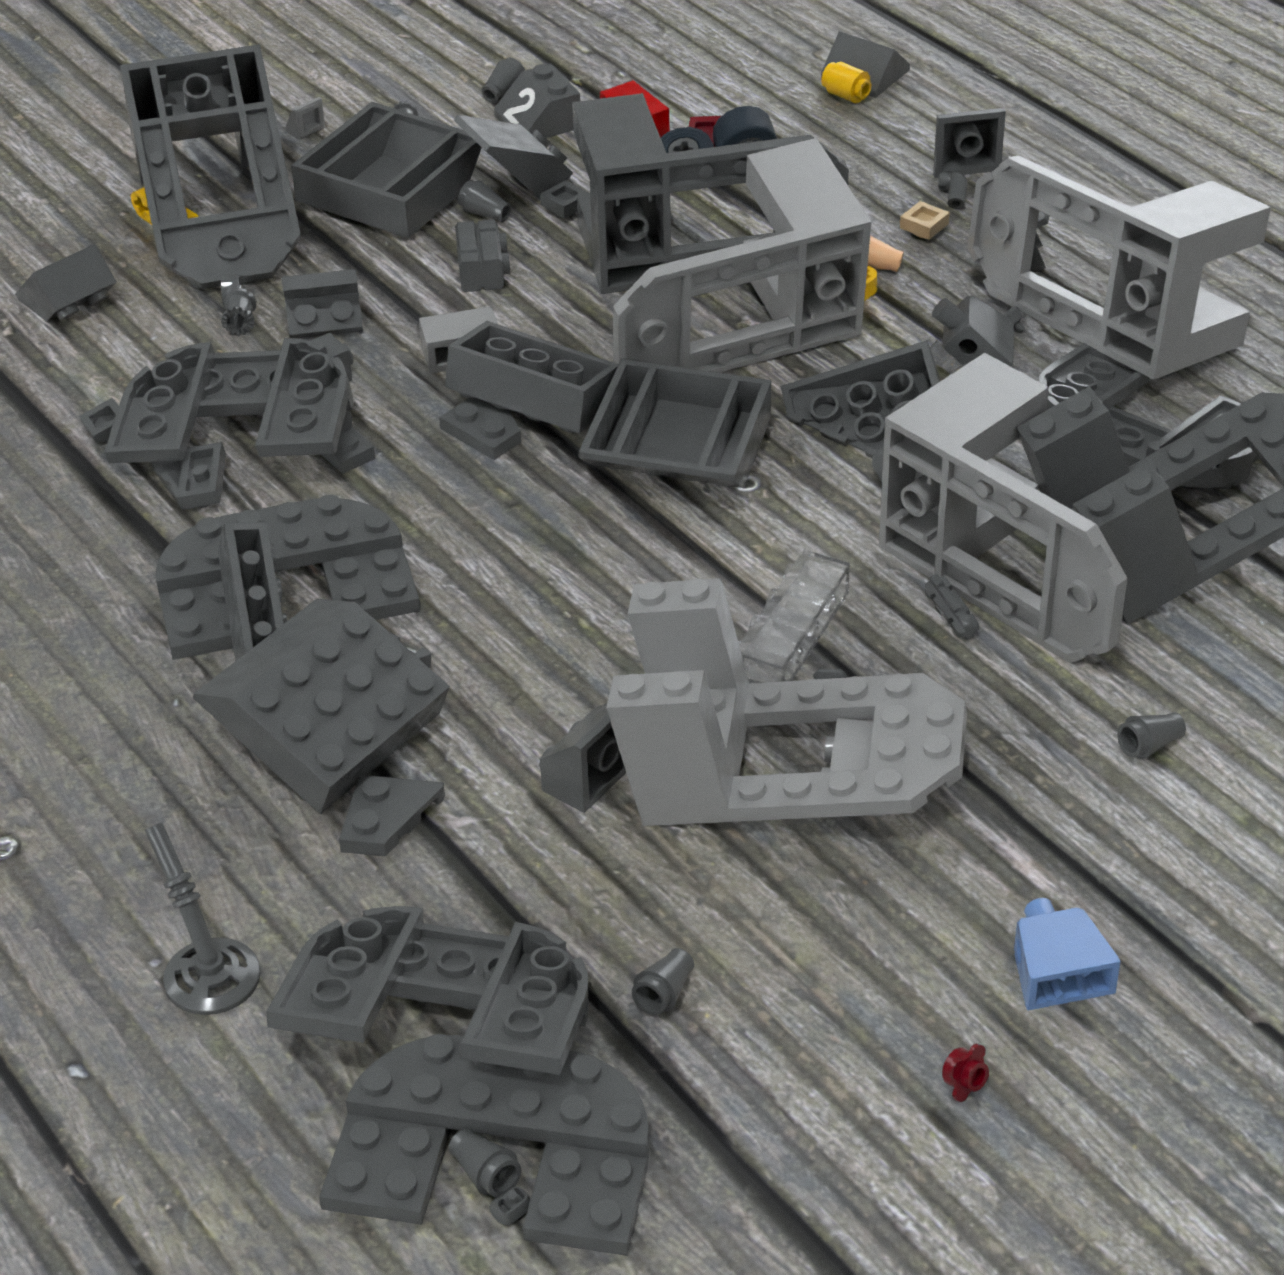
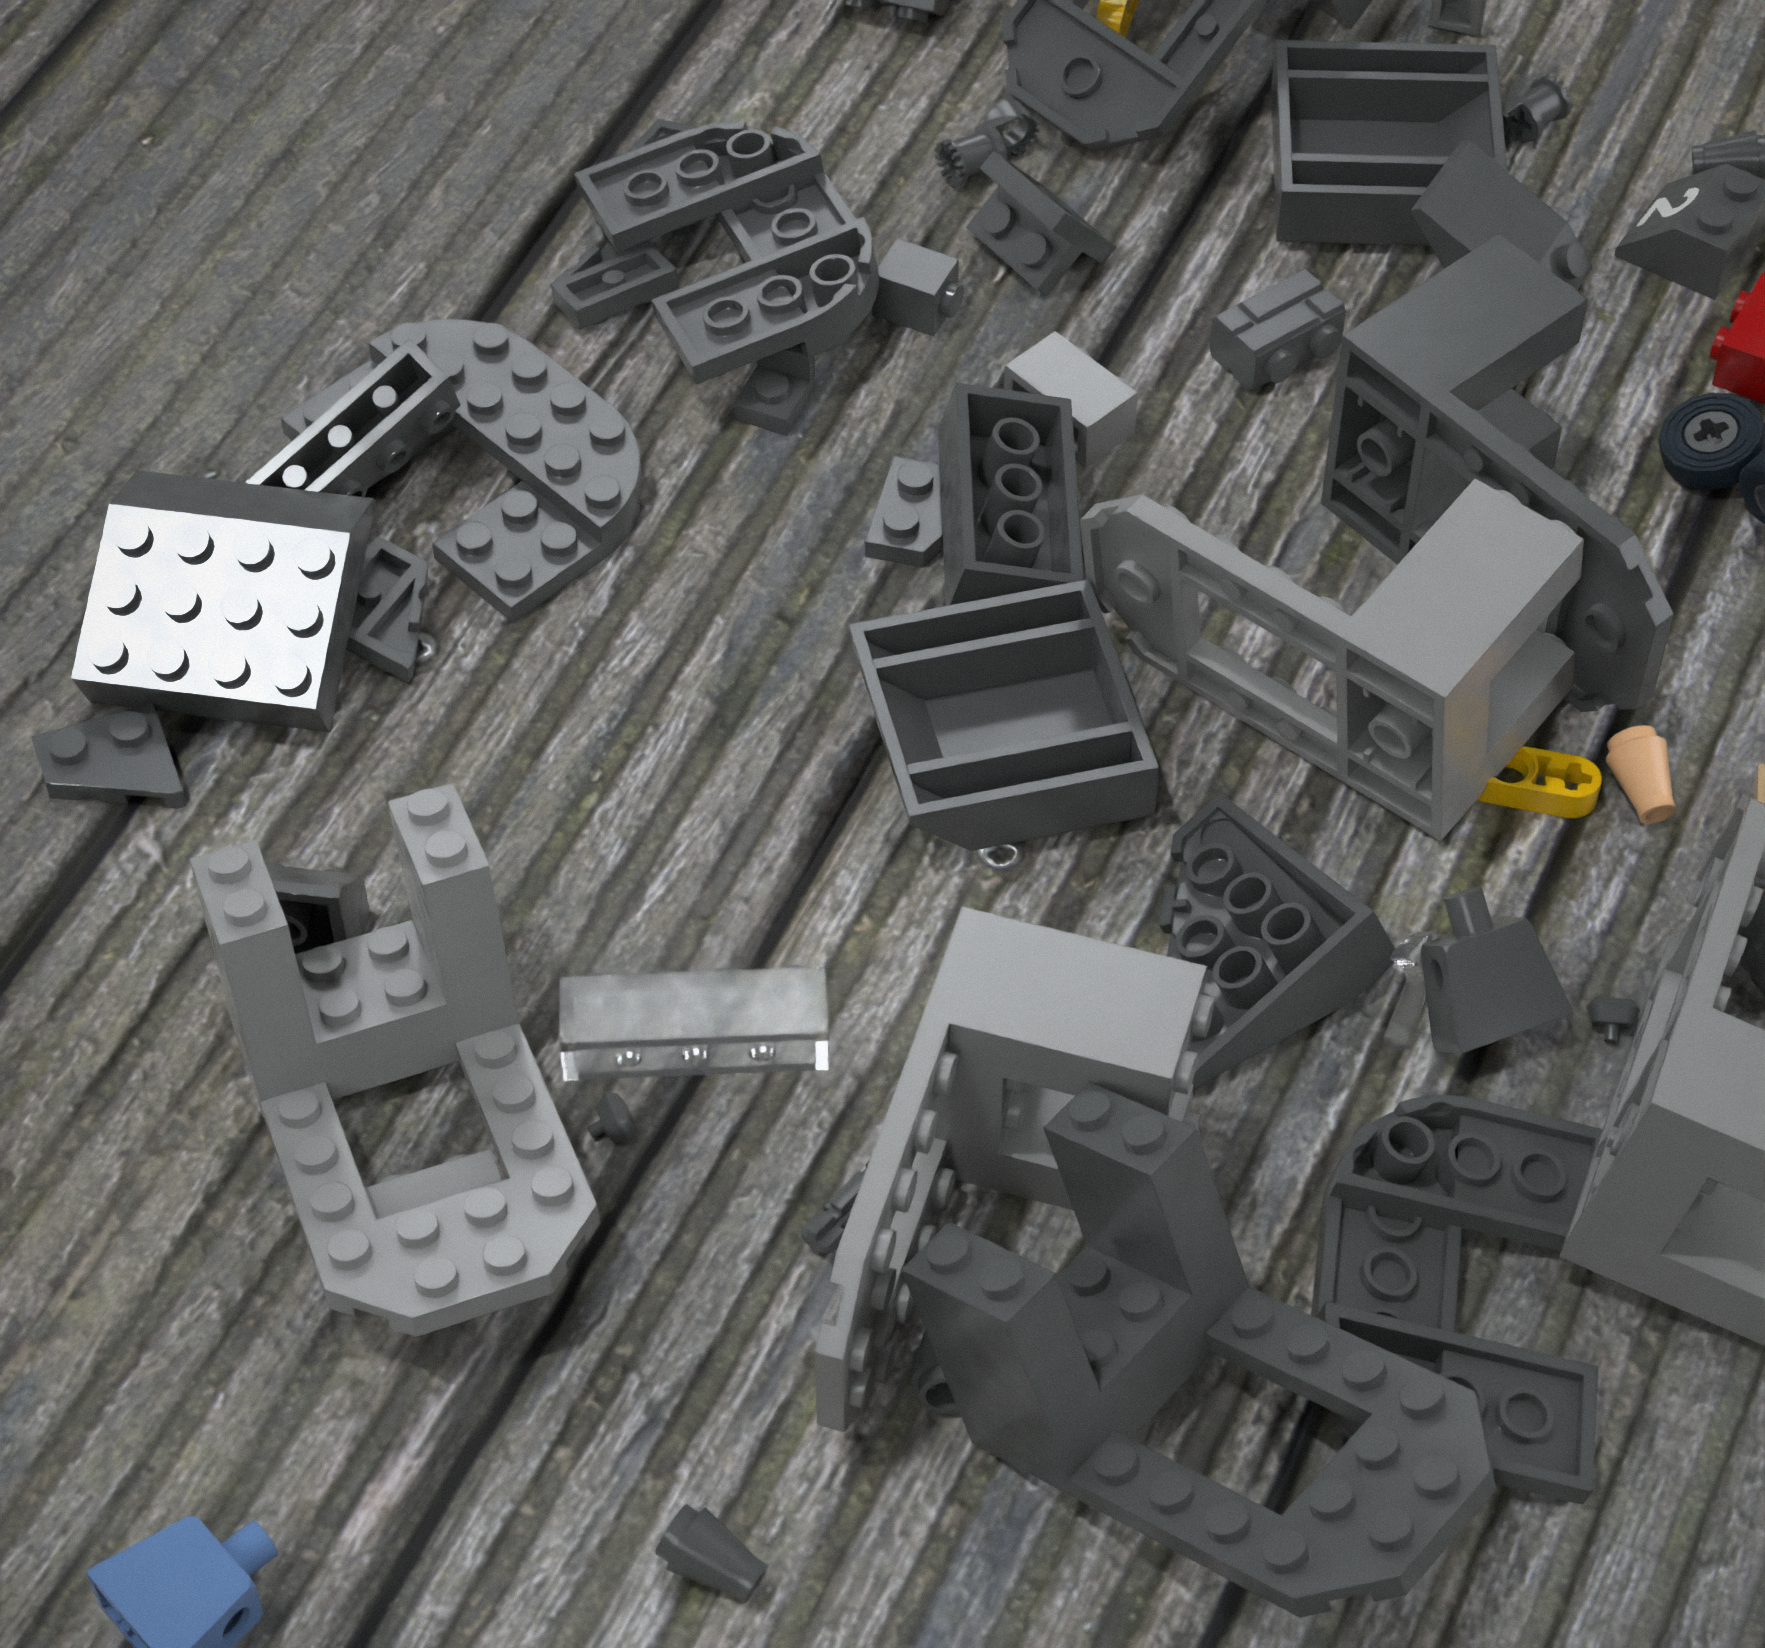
camera: 60 degrees right, 10 degrees up
(481, 200) = (1411, 263): dark grey cone -> none

